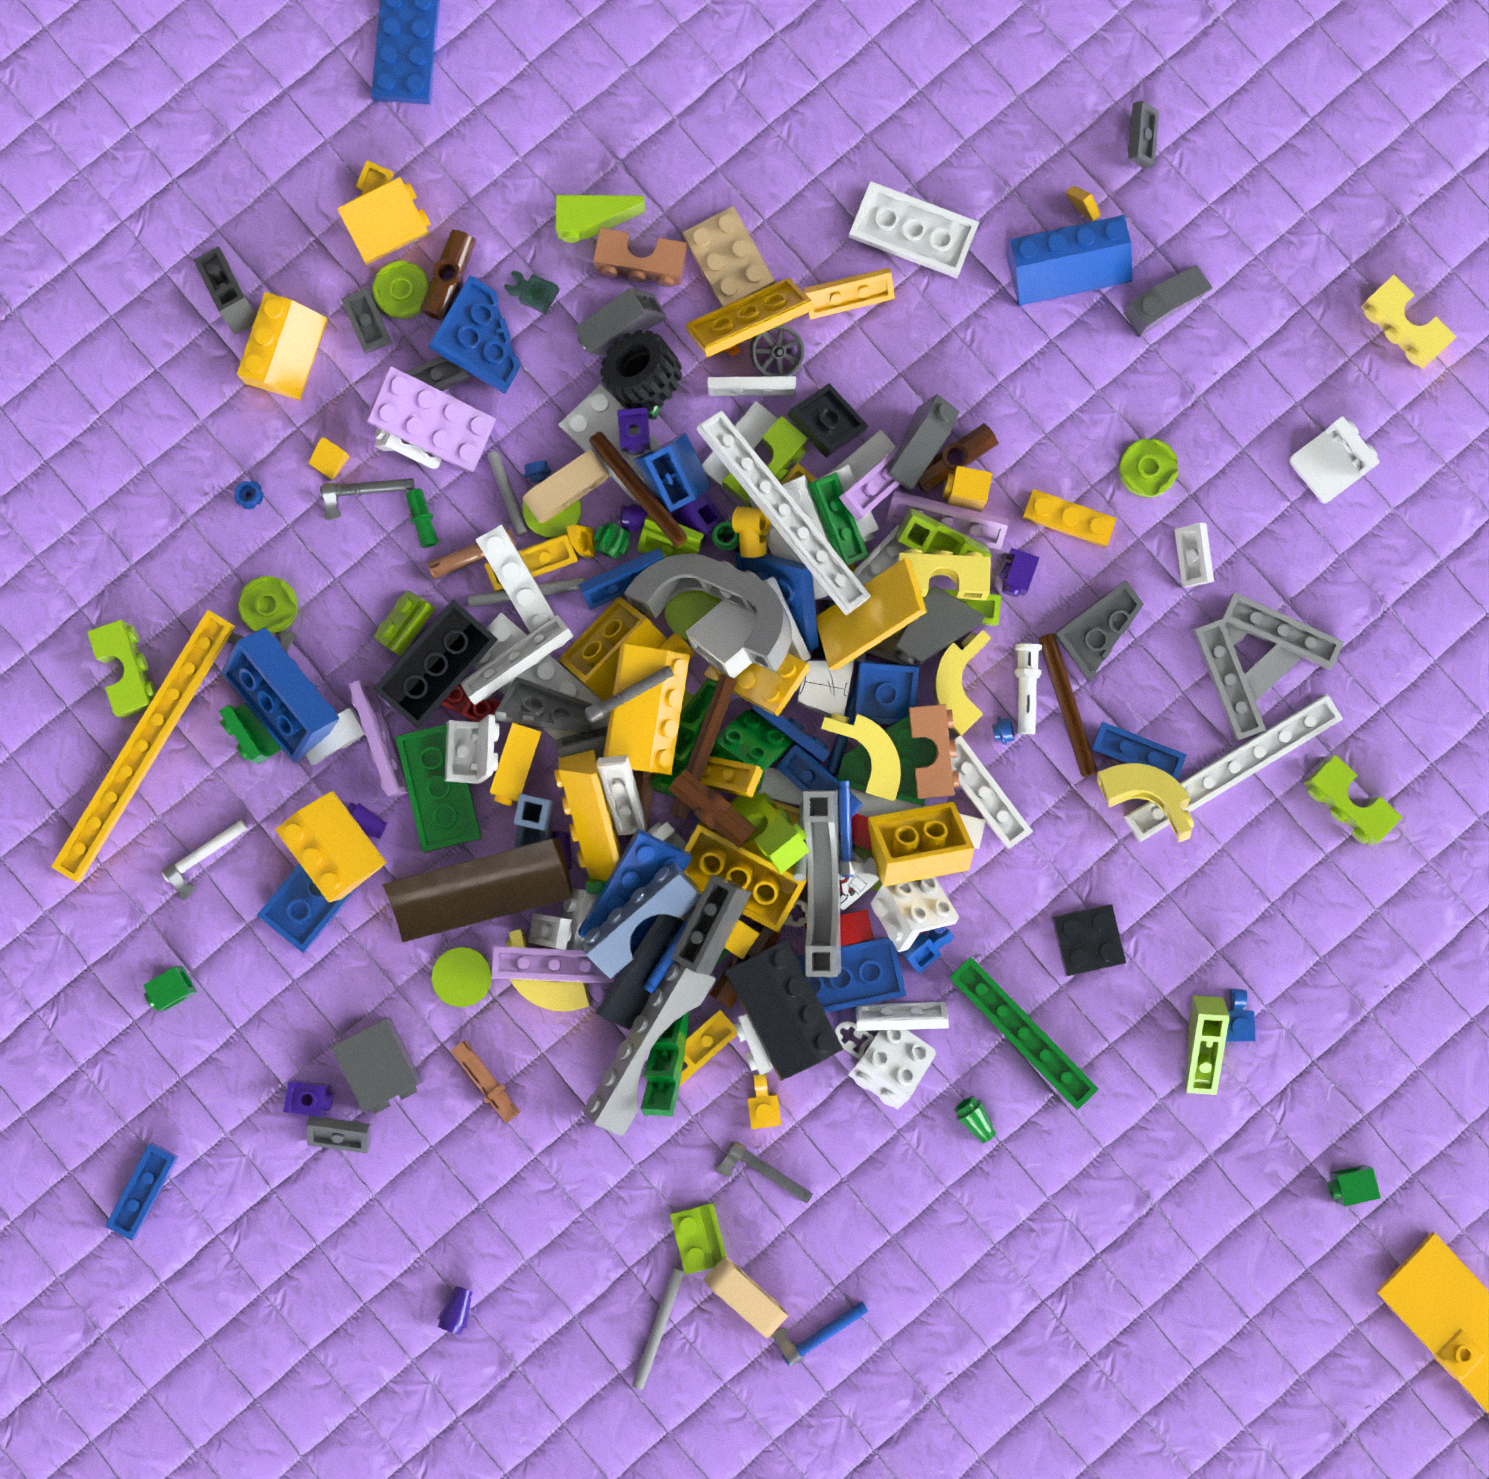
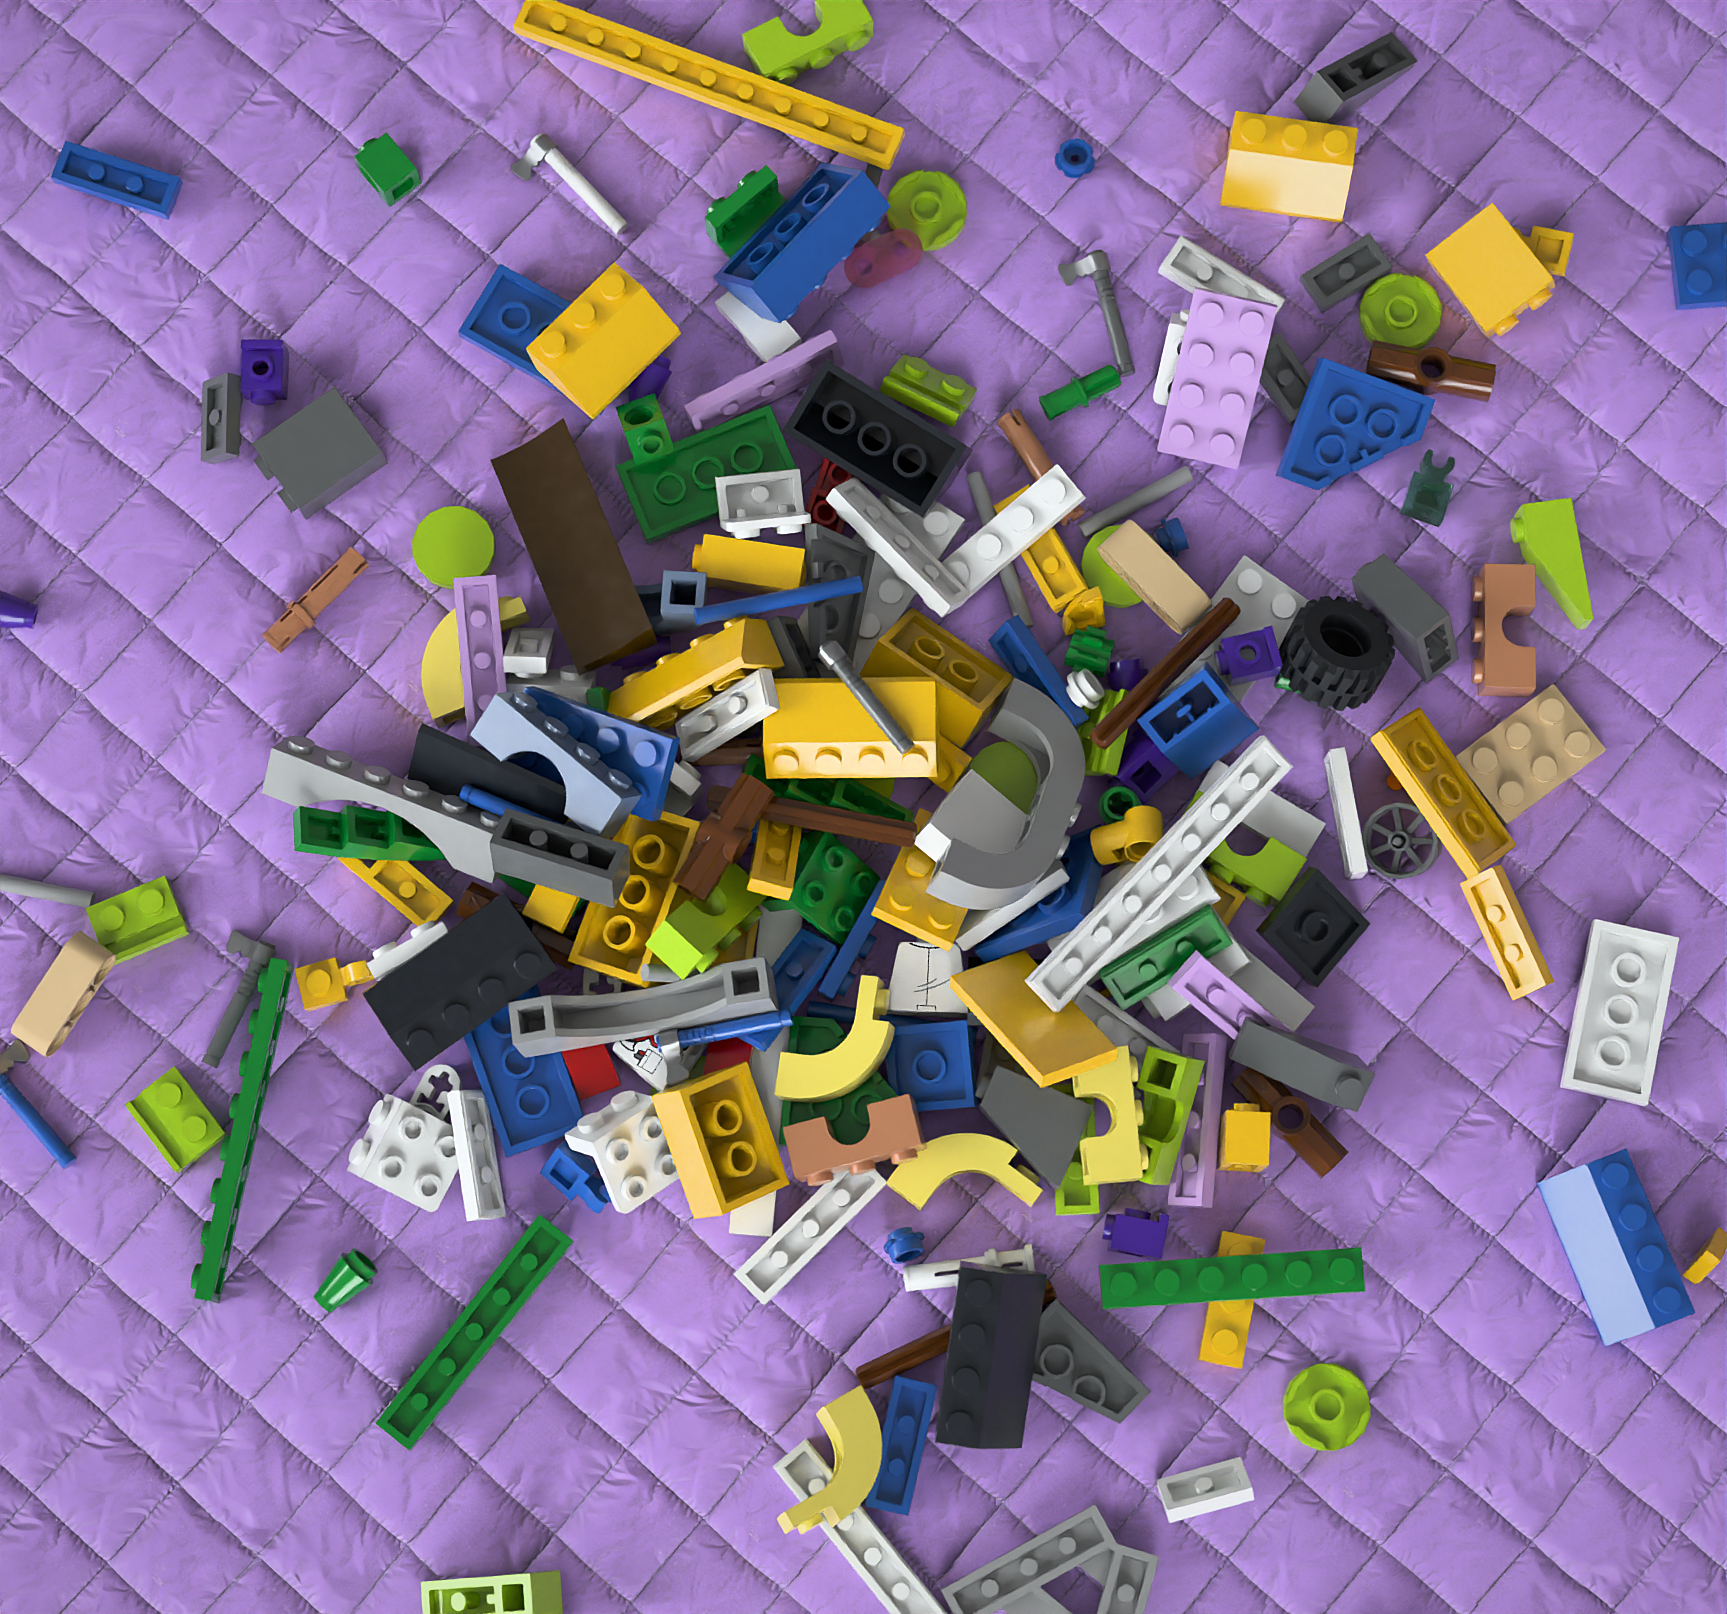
camera: 80 degrees right, 5 degrees down
(300, 640) = (883, 258): none -> clear pink plate
(328, 458) = (1143, 255): yellow slope -> none
(351, 416) = (1195, 267): none -> white tile
(399, 826) = (645, 429): none -> green brick
(547, 746) = (778, 600): none -> blue bar
(639, 546) = (1084, 689): none -> white plate
(845, 1226) = (176, 1119): none -> lime plate
(872, 1184) = (239, 1147): none -> green plate
(1058, 514) = (1231, 1278): none -> green plate
(1089, 684) = (990, 1357): none -> black slope
(1089, 940) = (620, 1410): black plate -> none
(1166, 299) = (1585, 1401): dark grey slope -> none

